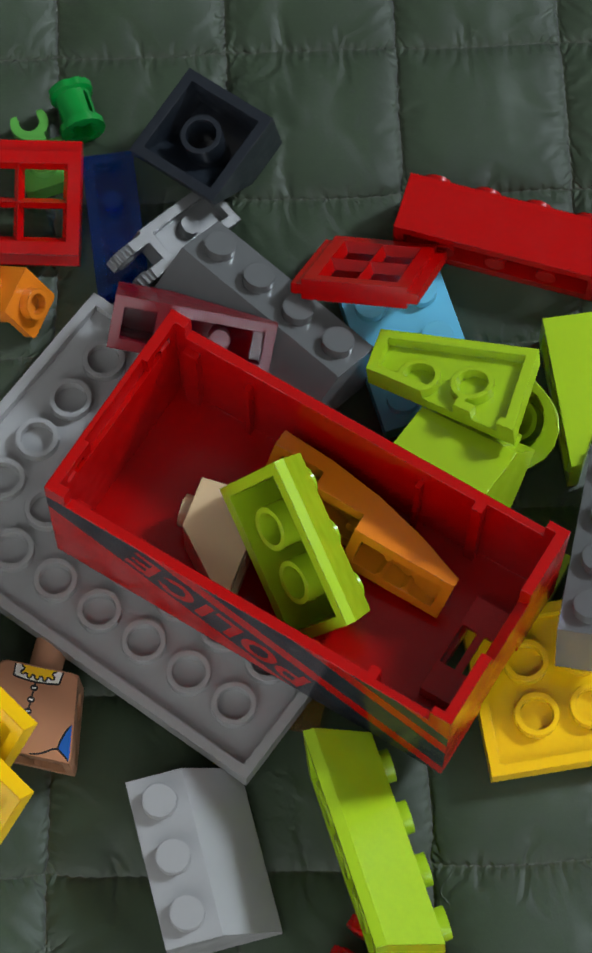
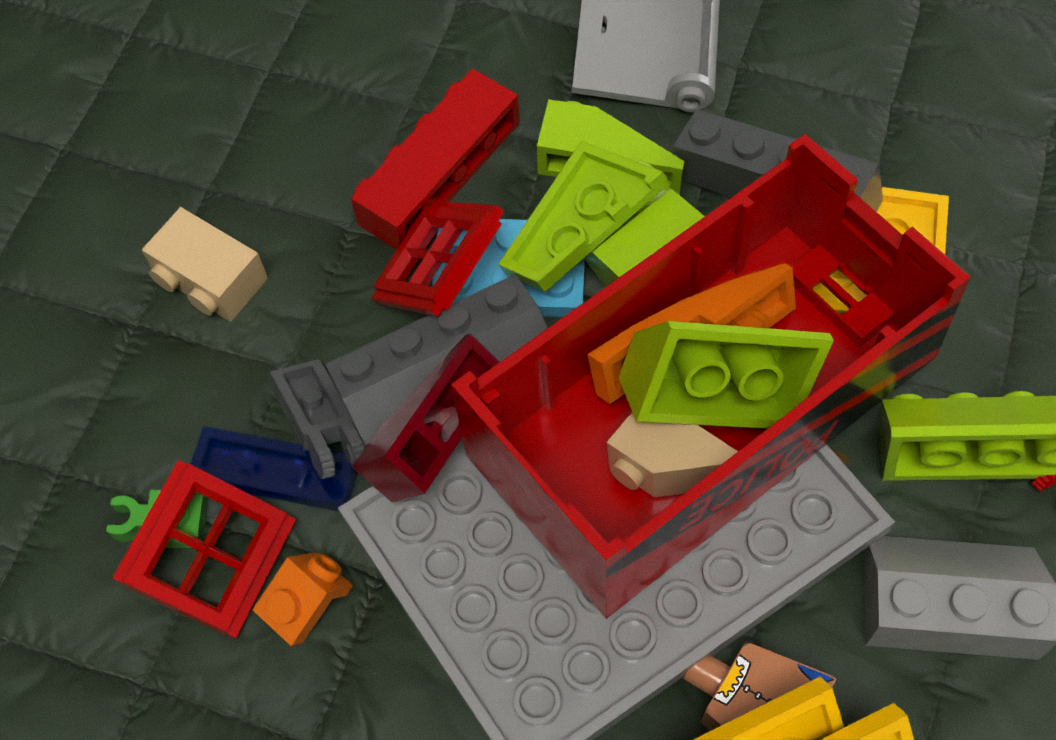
camera: 70 degrees left, 5 degrees down
(76, 109) = (131, 465): green bush -> none
(208, 139) = (230, 350): black slope -> none
(299, 78) = (204, 265): none -> tan brick

